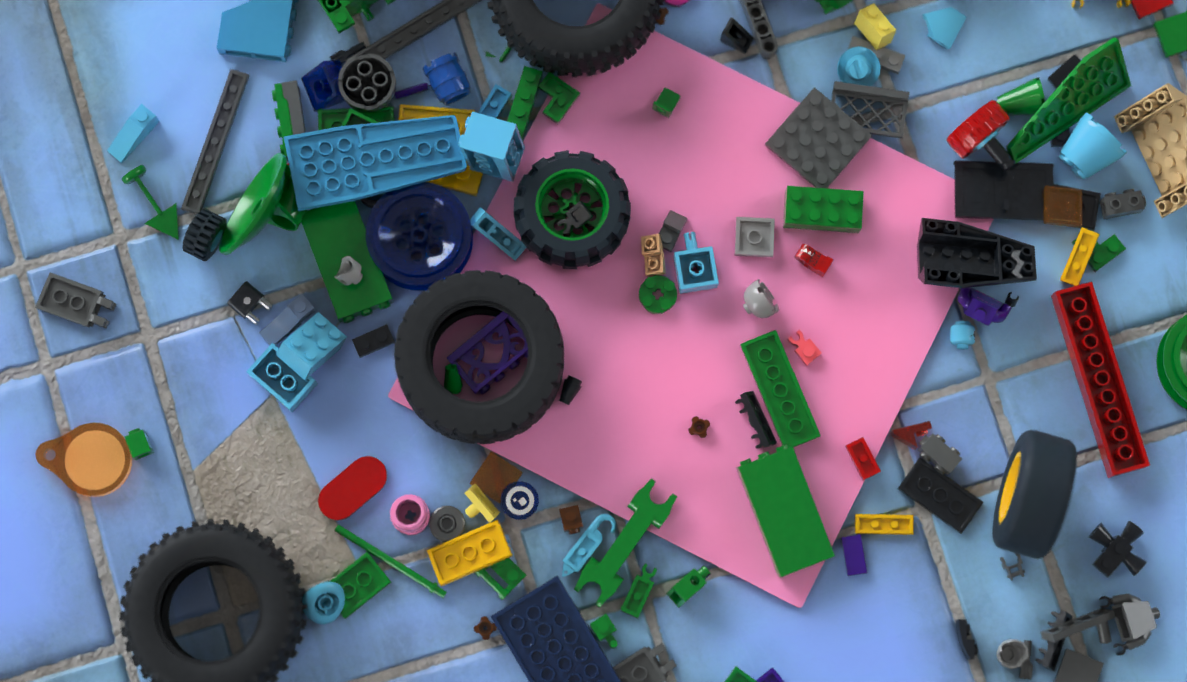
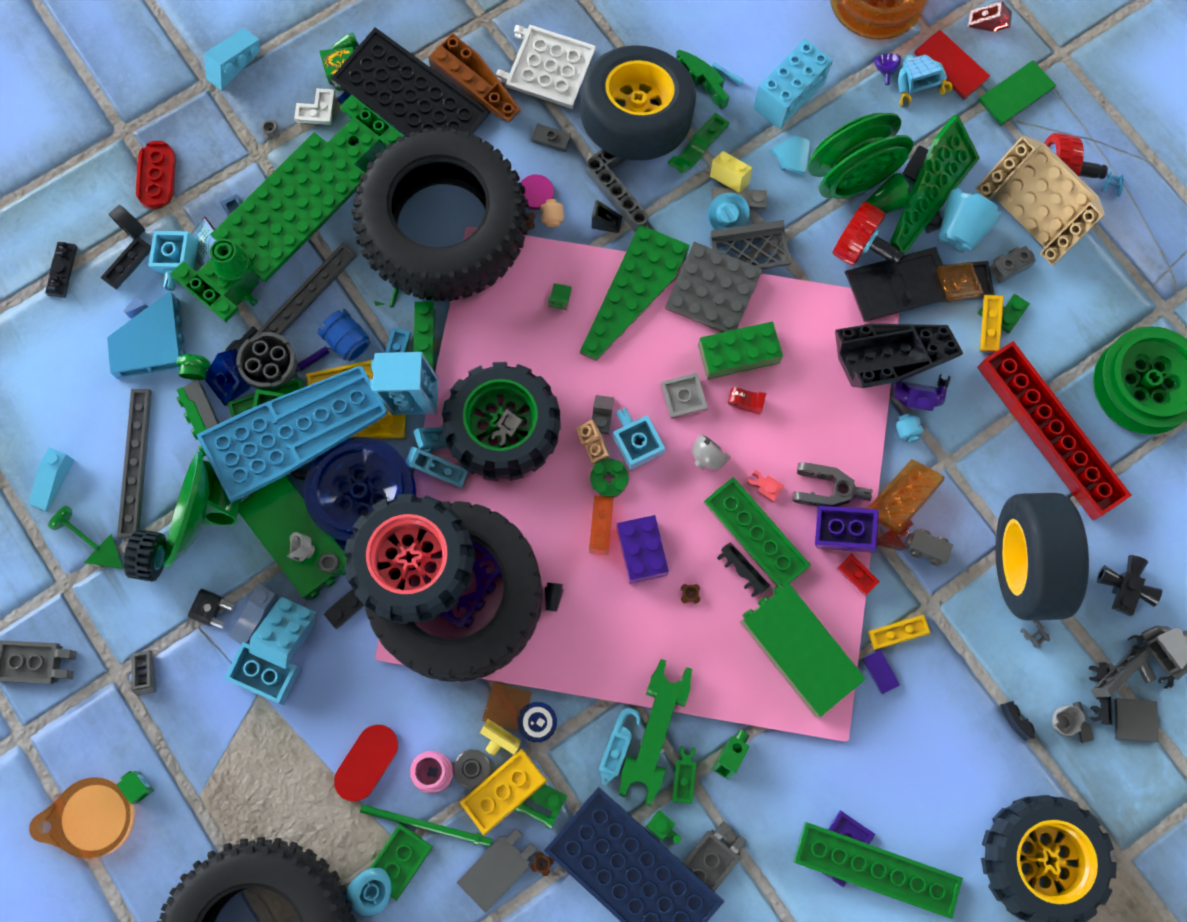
camera: 15 degrees left, 5 degrees down
(174, 353) = (145, 685): none -> dark grey slope
(295, 65) = (193, 366): none -> green piece
(371, 294) = (328, 563): none -> dark grey tile
(416, 294) = (405, 519): none -> black wheel
(442, 620) = (496, 871): none -> dark grey tile
(452, 379) = (436, 627): green cone -> none
(499, 205) = (430, 439): none -> medium azure slope
(562, 97) = (460, 320): green plate -> none
(571, 519) = (594, 724): reddish brown bracket -> none
(635, 337) = (601, 525): none -> clear orange slope
(666, 372) = (642, 549): none -> dark purple brick
(685, 15) = (552, 213): none -> light nougat head
(753, 106) = (642, 276): none -> green wing
(865, 412) = (847, 529): none -> dark purple brick
(876, 364) = (839, 479): none -> dark grey piece
(933, 398) = (906, 495): none -> clear orange plate
(940, 495) = (942, 587): black tile -> none
(1003, 53) = (860, 155): none -> green wheel

